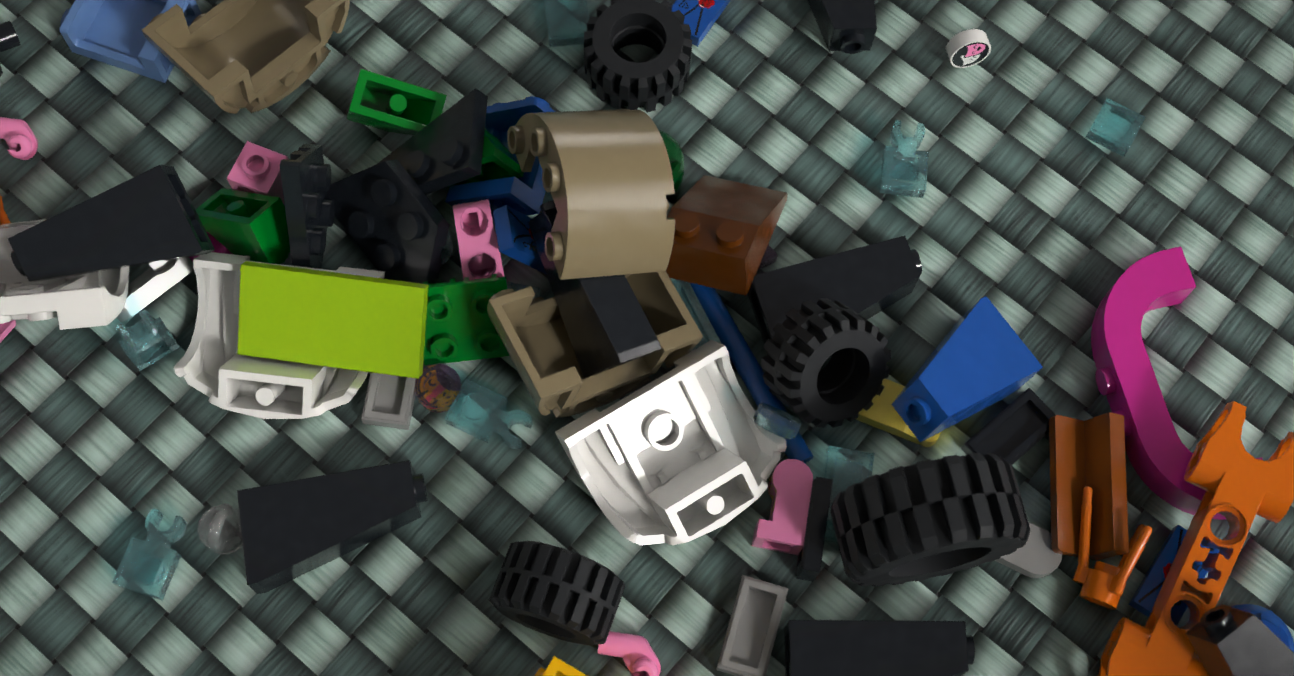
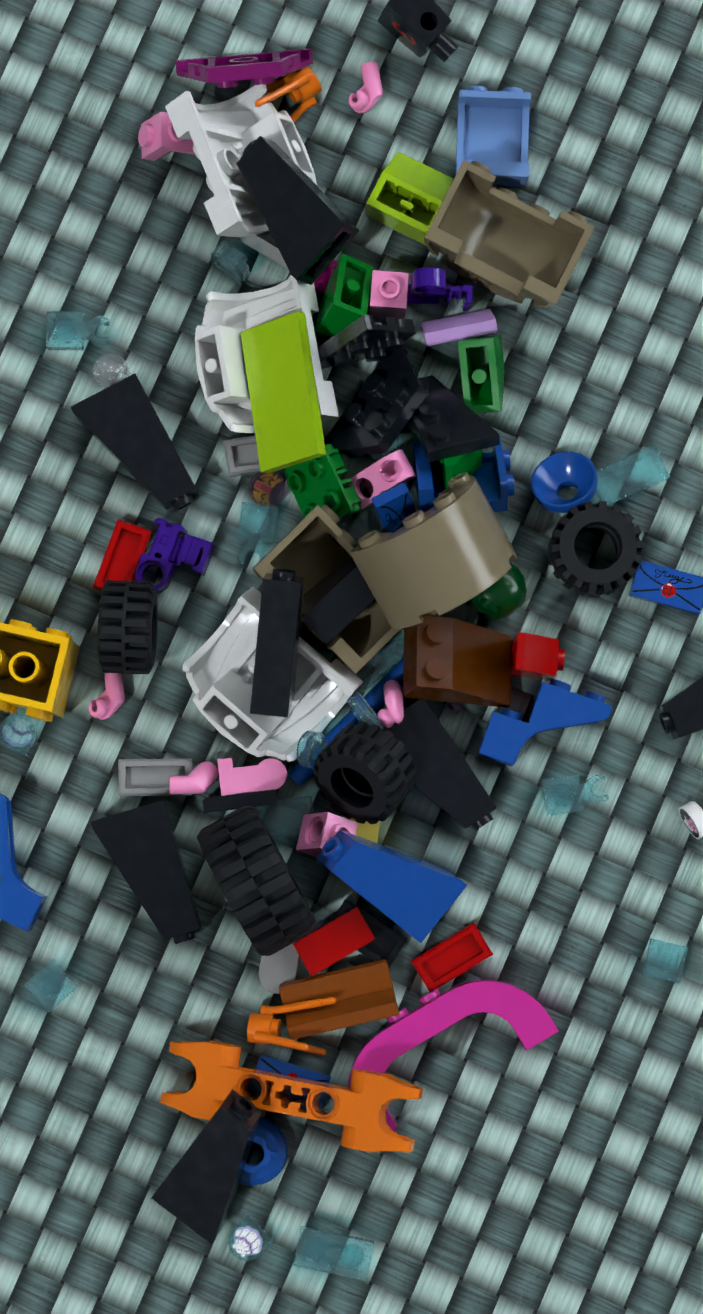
camera: 75 degrees right, 15 degrees up
(164, 121) = (408, 196): none -> lime slope
(272, 118) = (433, 284): none -> dark purple piece
(332, 114) = (458, 327): none -> lavender tile
(459, 585) = (123, 554): none -> red tile
(474, 516) = (175, 549): none -> dark purple piece
(542, 50) = (562, 471): none -> blue piece
(645, 401) = (277, 644): none -> black slope
(738, 149) = (536, 656): none -> red slope
(742, 306) = (394, 704): none -> bright pink arm
(748, 344) = (362, 710): none -> clear light blue tile
(776, 577) = (196, 782): none -> bright pink arm
(801, 153) = (552, 709): none -> blue arch
(883, 437) = (319, 828): none -> bright pink brick
(1015, 444) = (334, 941): none -> red tile
(1061, 347) = (452, 957): none -> red tile

